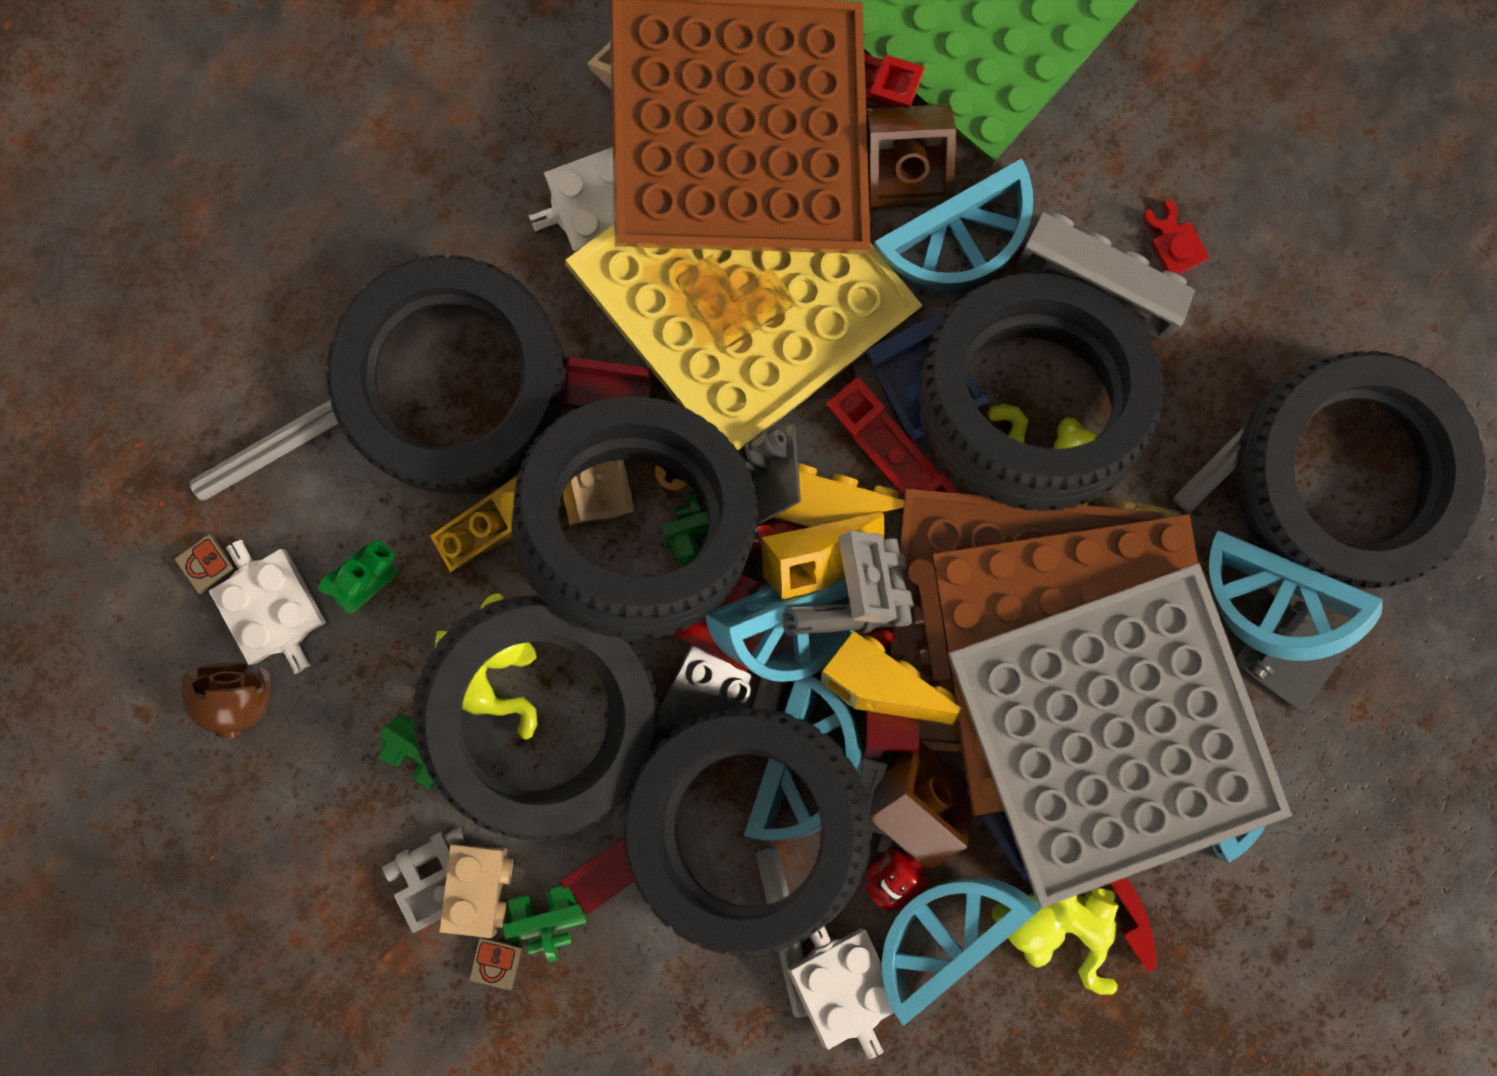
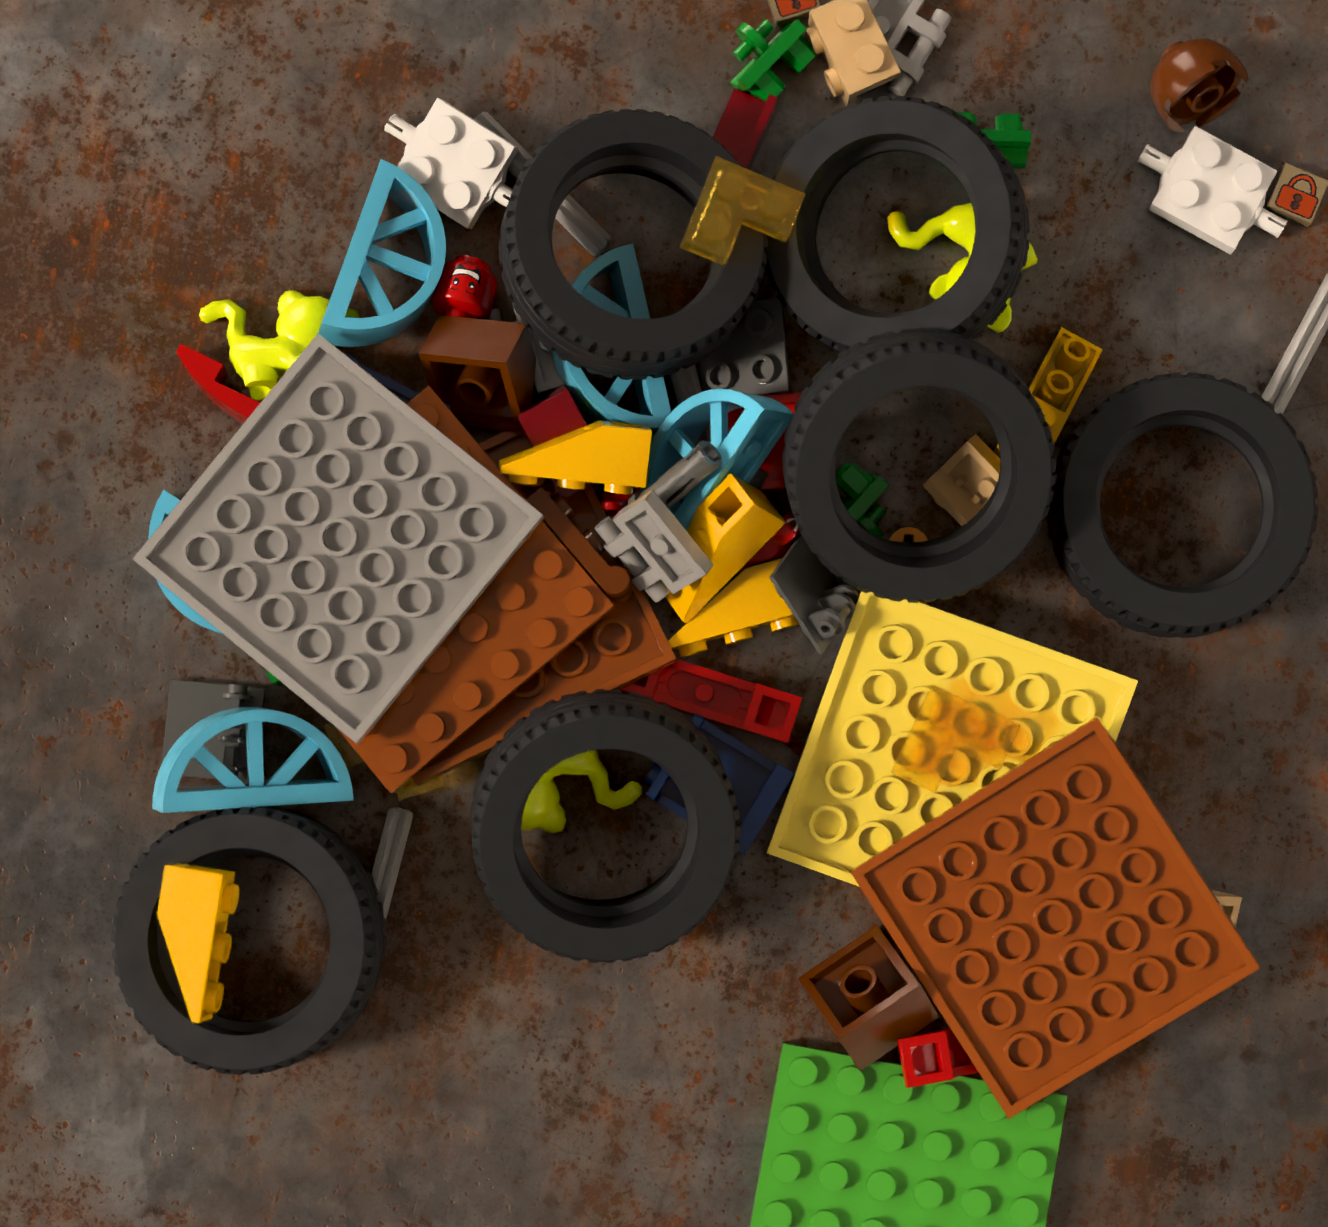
camera: 150 degrees right, 0 degrees up
(360, 576) = (1142, 266): green hips -> none
(580, 198) = (1164, 756): white plate -> none
(601, 380) = (1022, 590): dark red panel -> none
(646, 814) = (737, 198): none -> clear yellow plate
(949, 214) = (784, 978): medium azure window -> none
(1152, 297) = (602, 991): light grey slope -> none
(1177, 246) = (551, 1067): red plate -> none
(1408, 495) = (194, 924): none -> yellow slope

